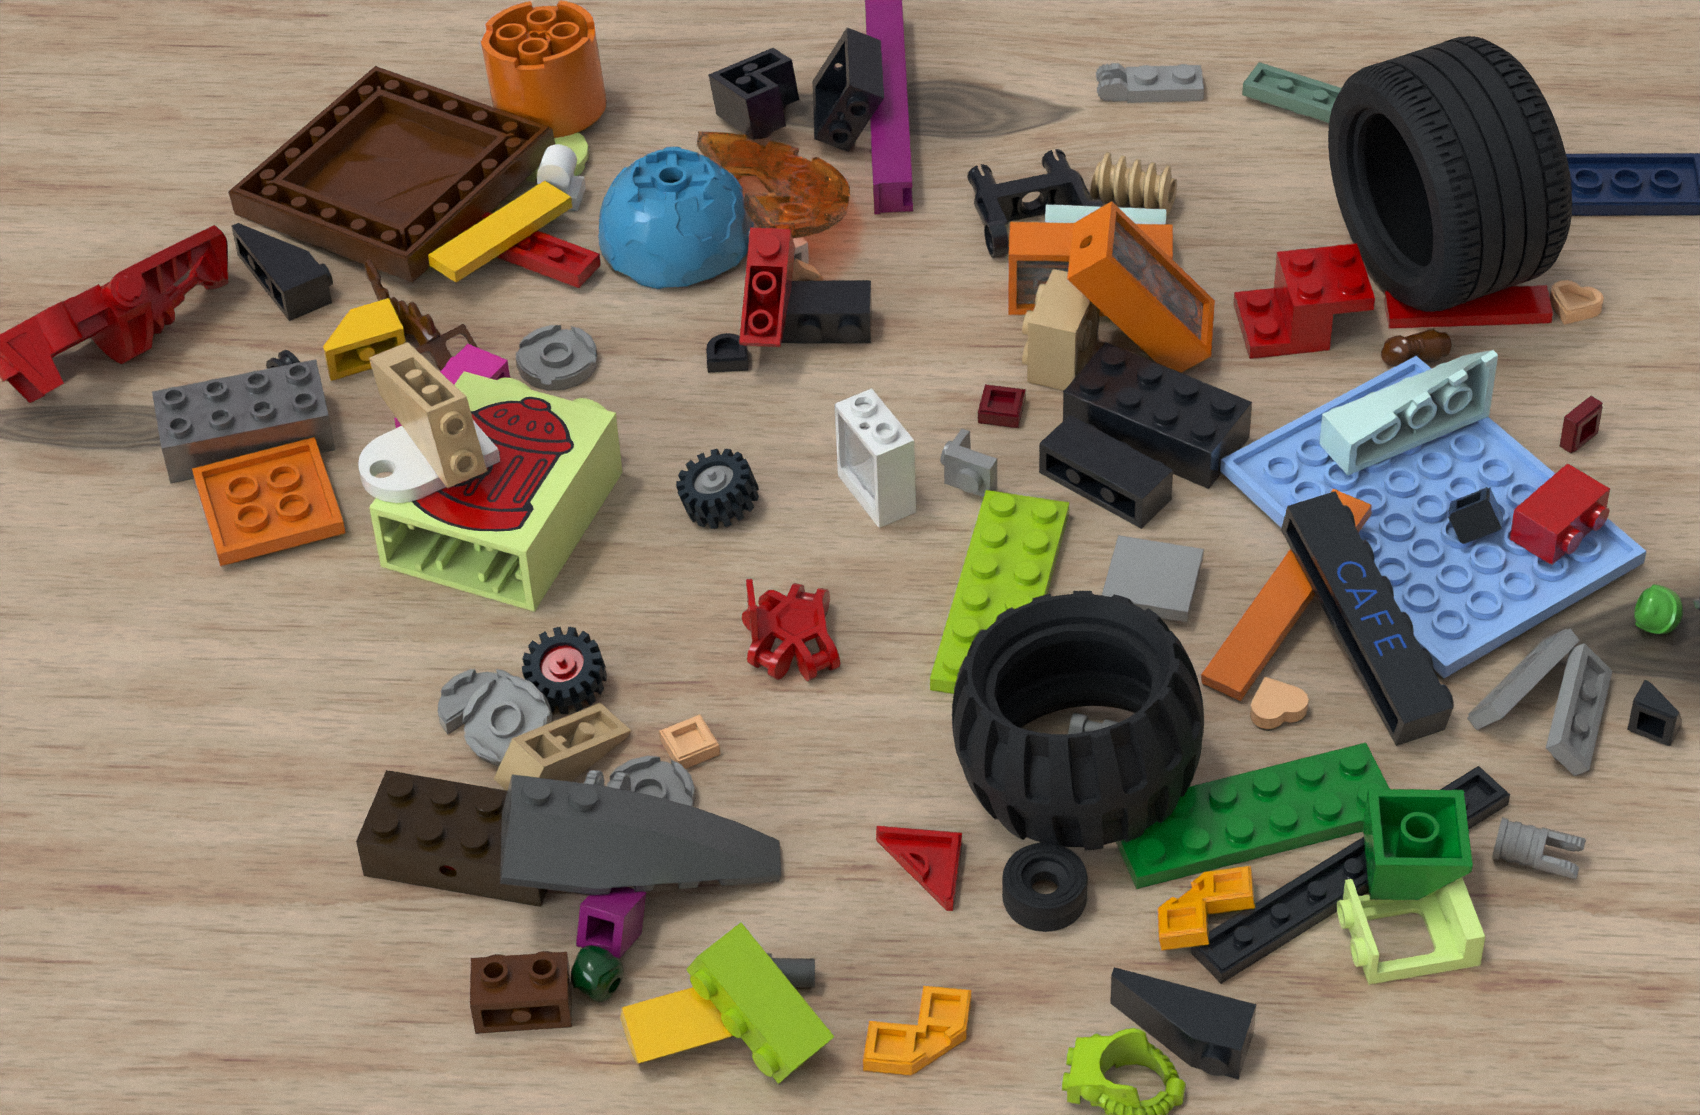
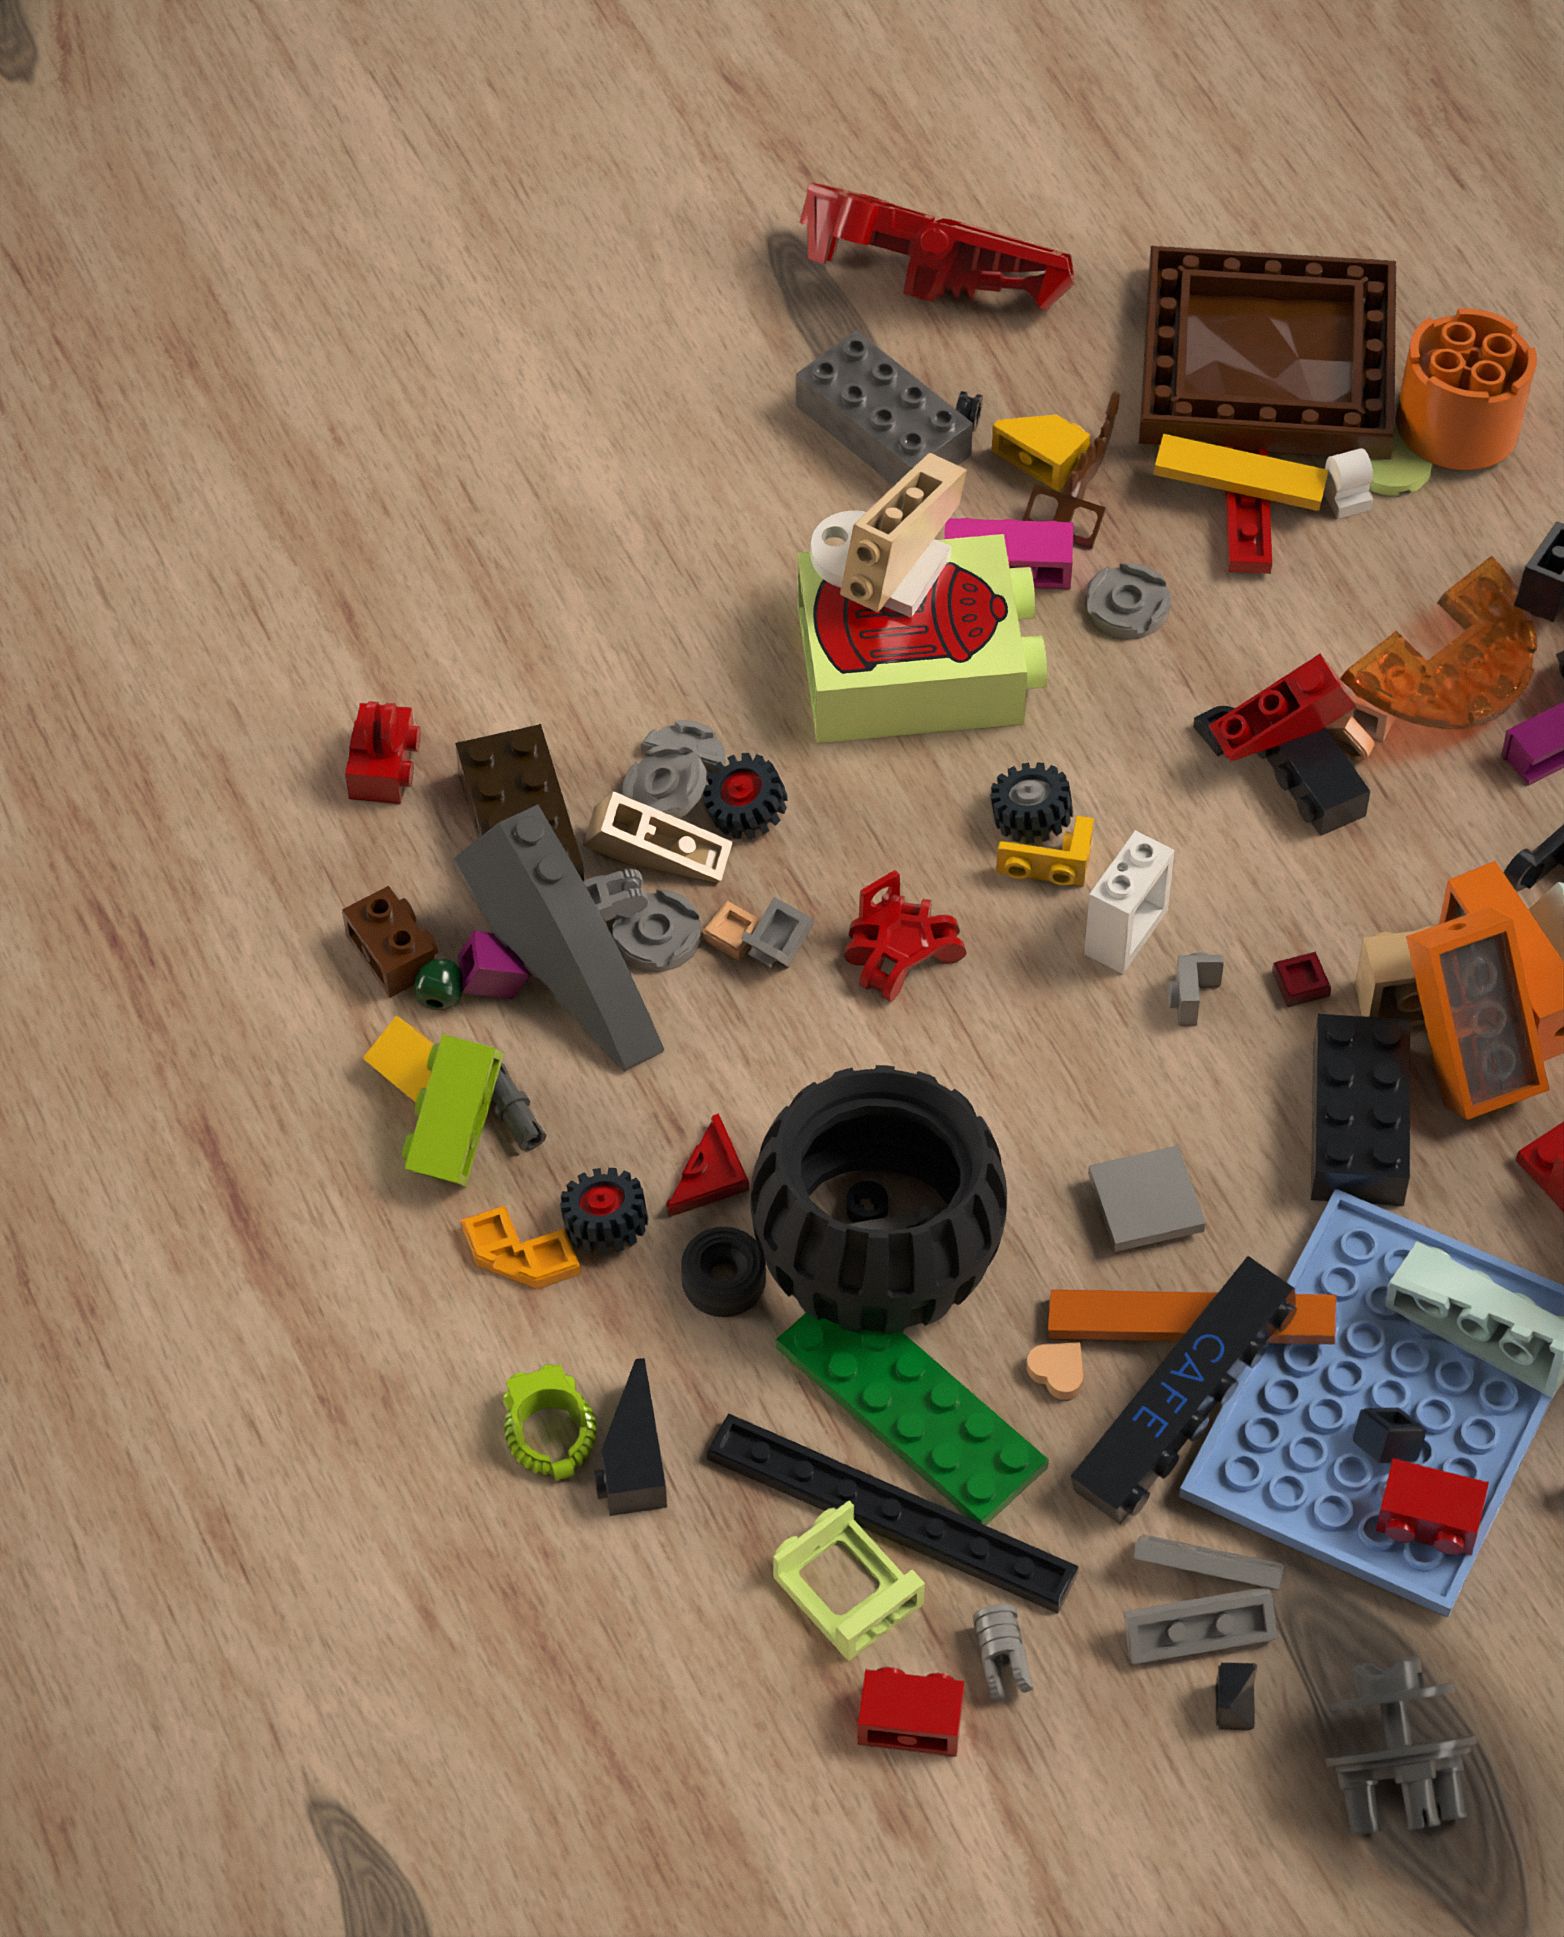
camera: 60 degrees right, 10 degrees up
(268, 501) = (805, 478): orange plate -> none
(284, 271) = (1080, 351): black slope -> none
(304, 913) = (381, 752): none -> red brick
(673, 220) = (1346, 610): dark azure piece -> none
(723, 706) = (778, 934): none -> light grey bracket
(790, 493) = (1057, 866): none -> yellow bracket
(930, 943) = (604, 1210): none -> black wheel
(1004, 568) = (1078, 1080): lime plate -> none
(1105, 471) = (1261, 1100): black brick -> none
(1185, 919) = (752, 1396): light orange tile -> none
(1415, 841) = (915, 1532): green slope -> none
(1564, 931) = (910, 1711): none -> red brick
(1658, 610) = (1379, 1646): bright green piece -> none

